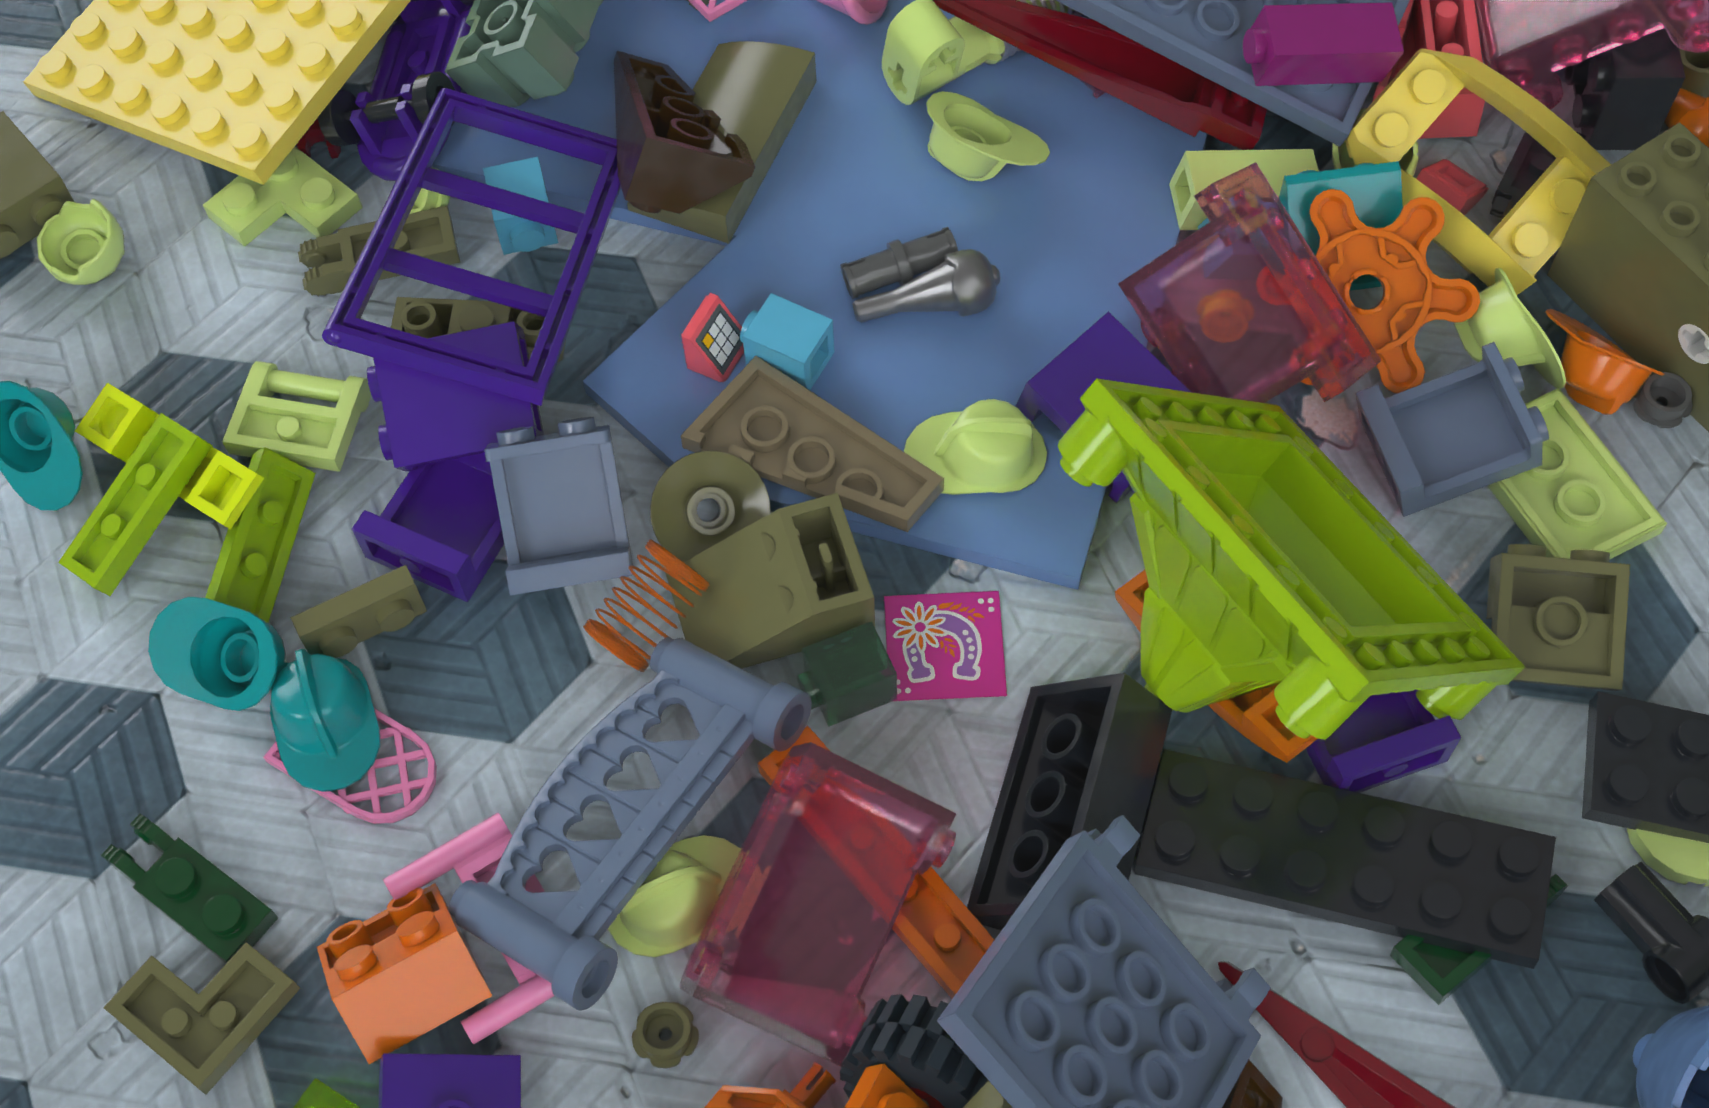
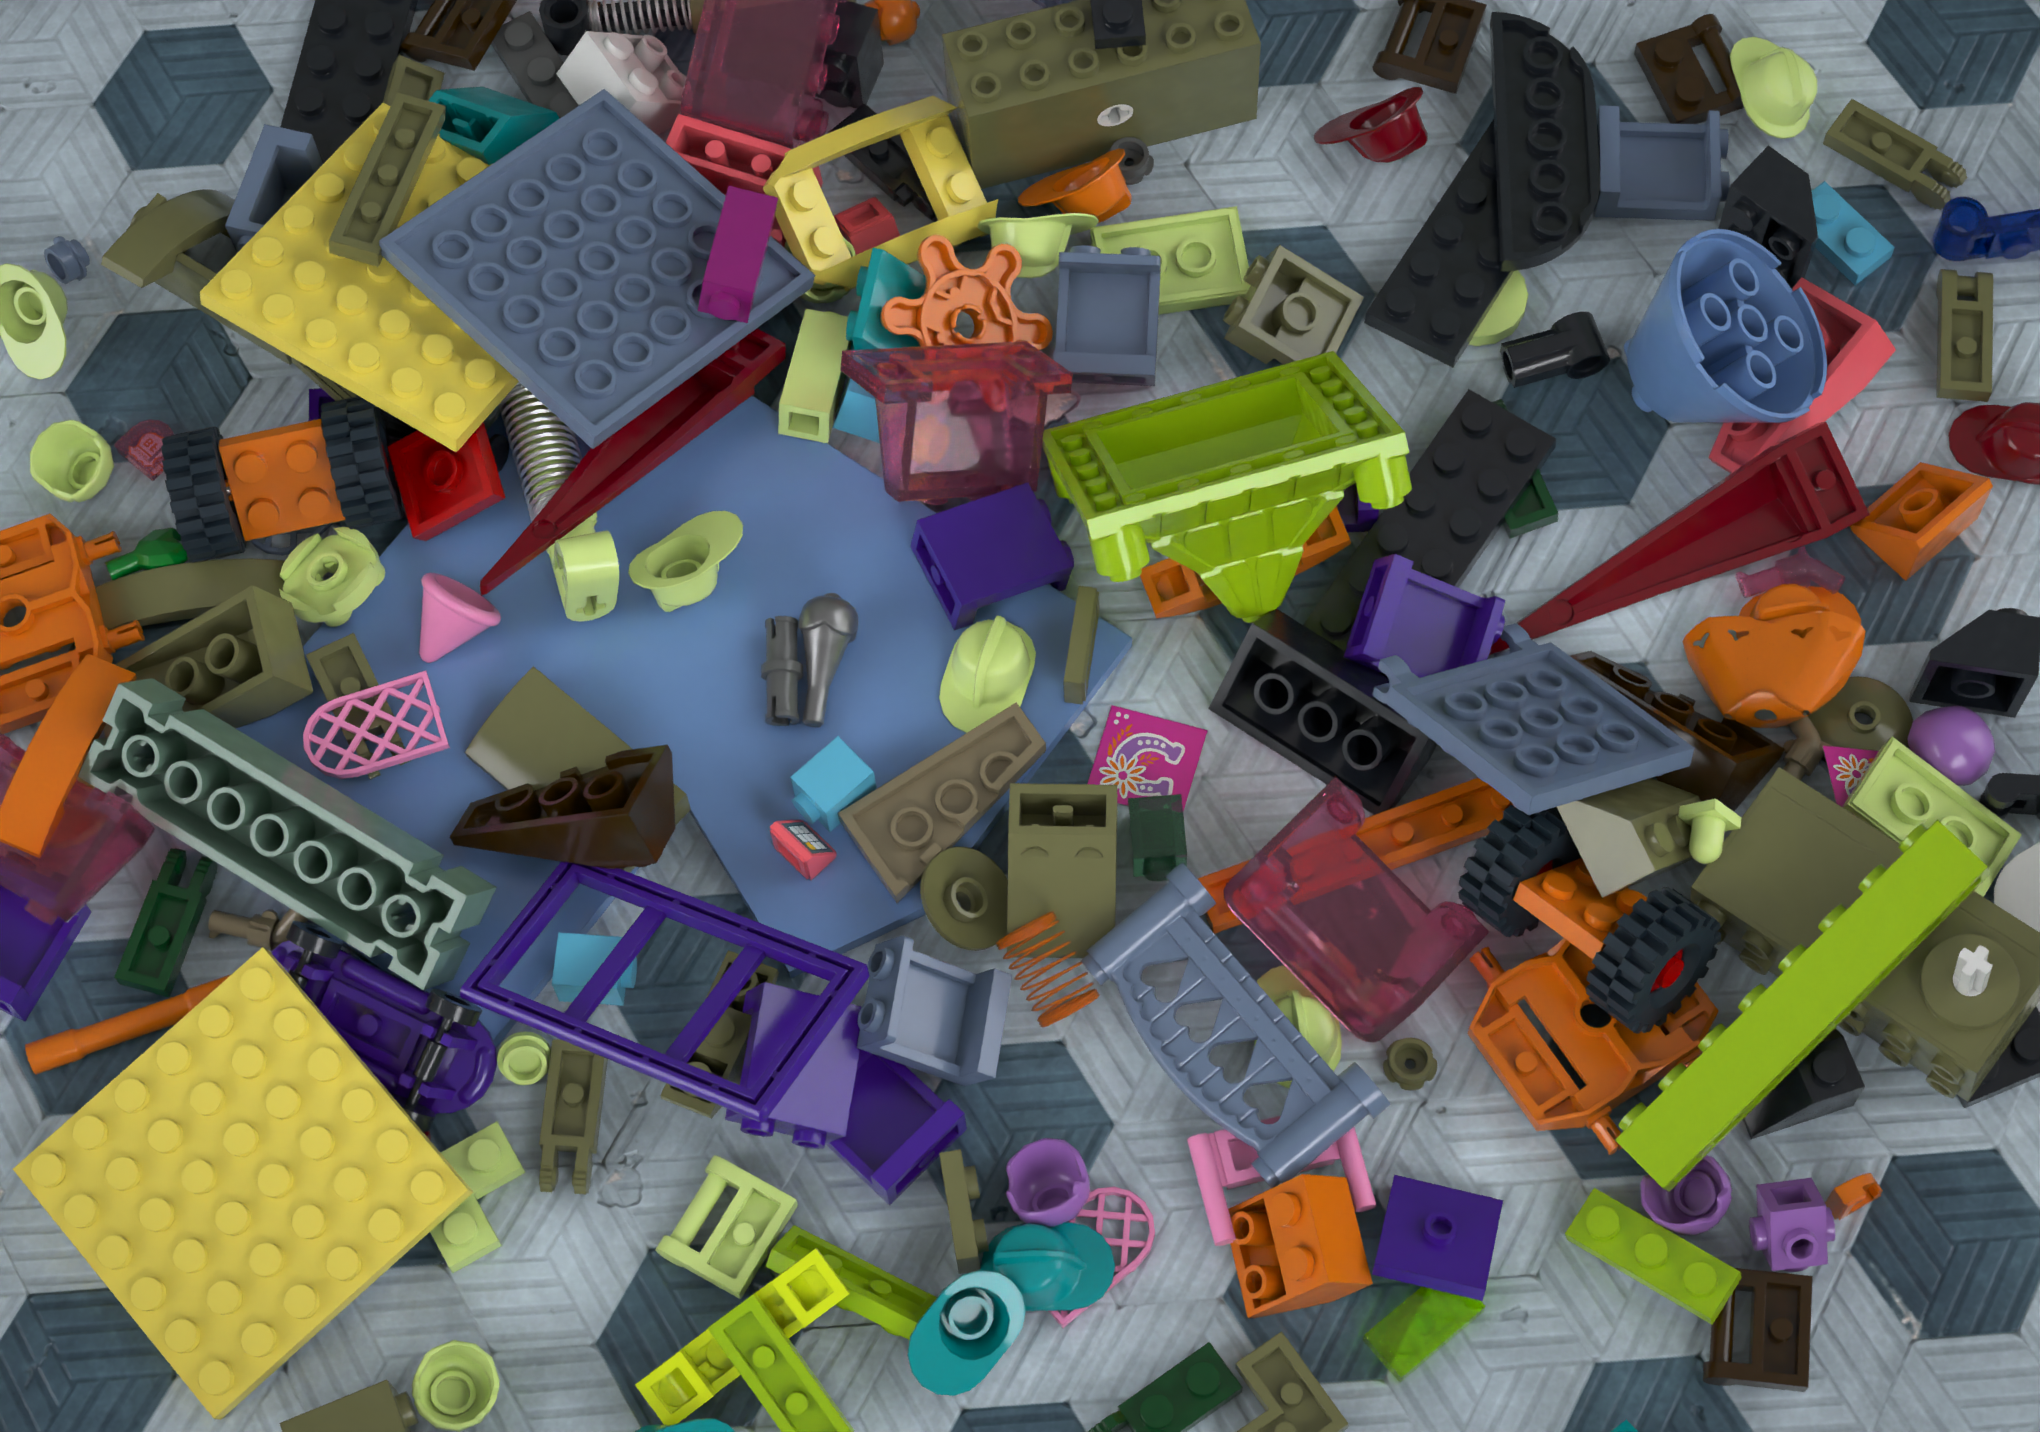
camera: 70 degrees left, 5 degrees up
(407, 687) = (1047, 1182): none -> medium lavender hair
(1039, 521) = (1081, 645): none -> olive tile
(1212, 871) = (1421, 621): none -> dark purple panel

